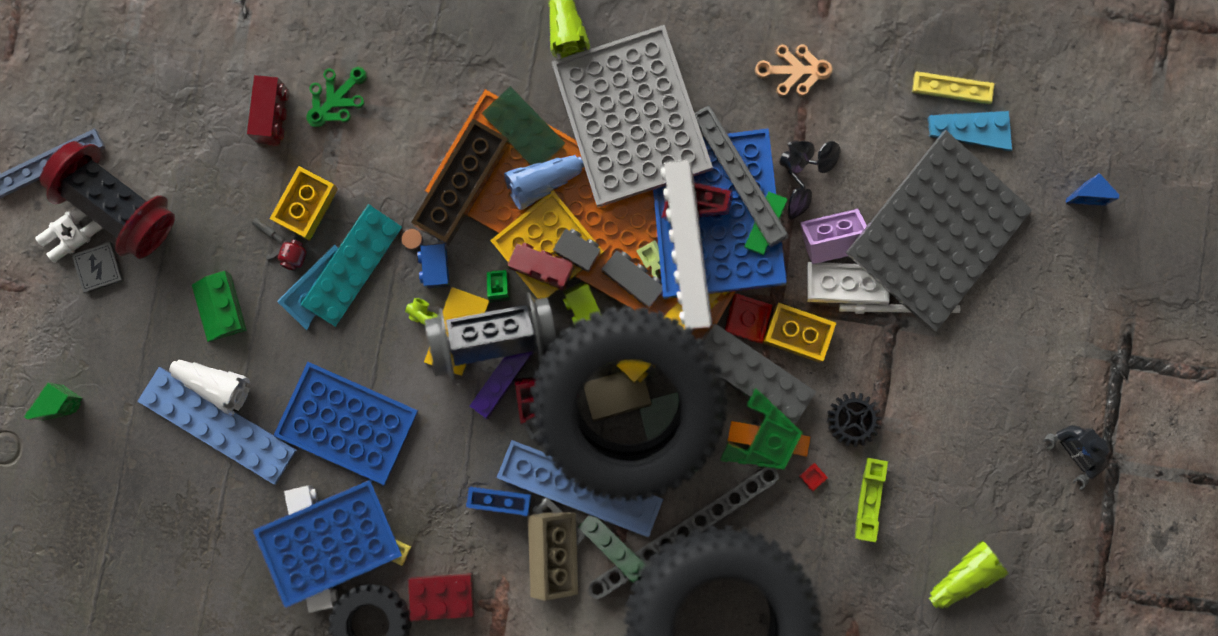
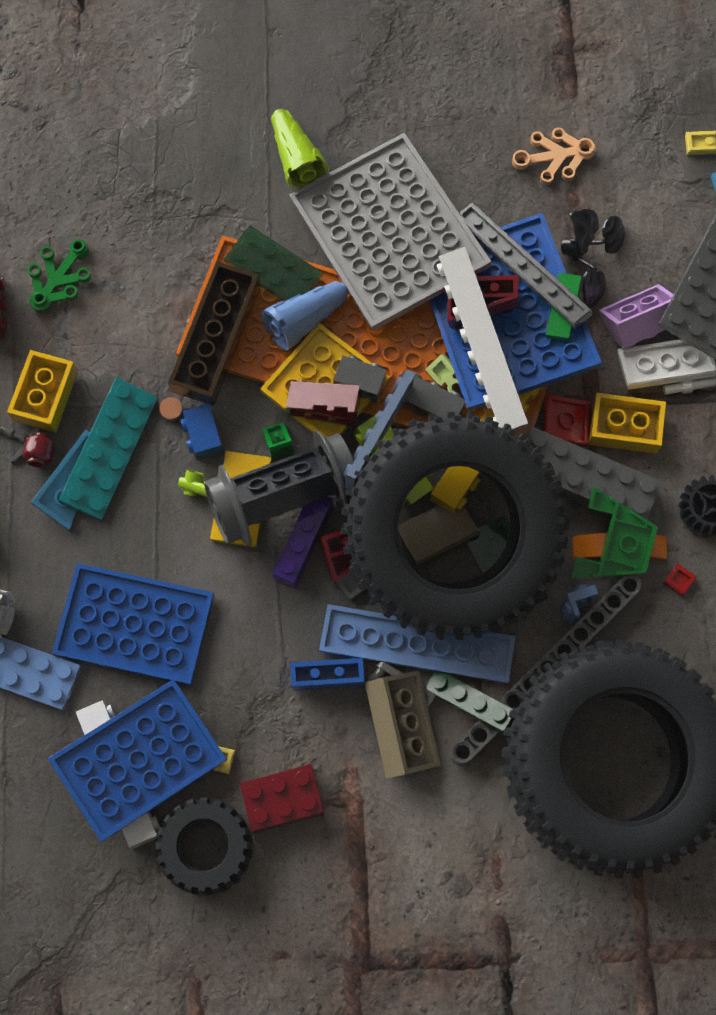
camera: 10 degrees left, 10 degrees down
(587, 298) = (382, 424): none -> sand blue plate
(723, 477) = (579, 598): none -> medium blue bracket

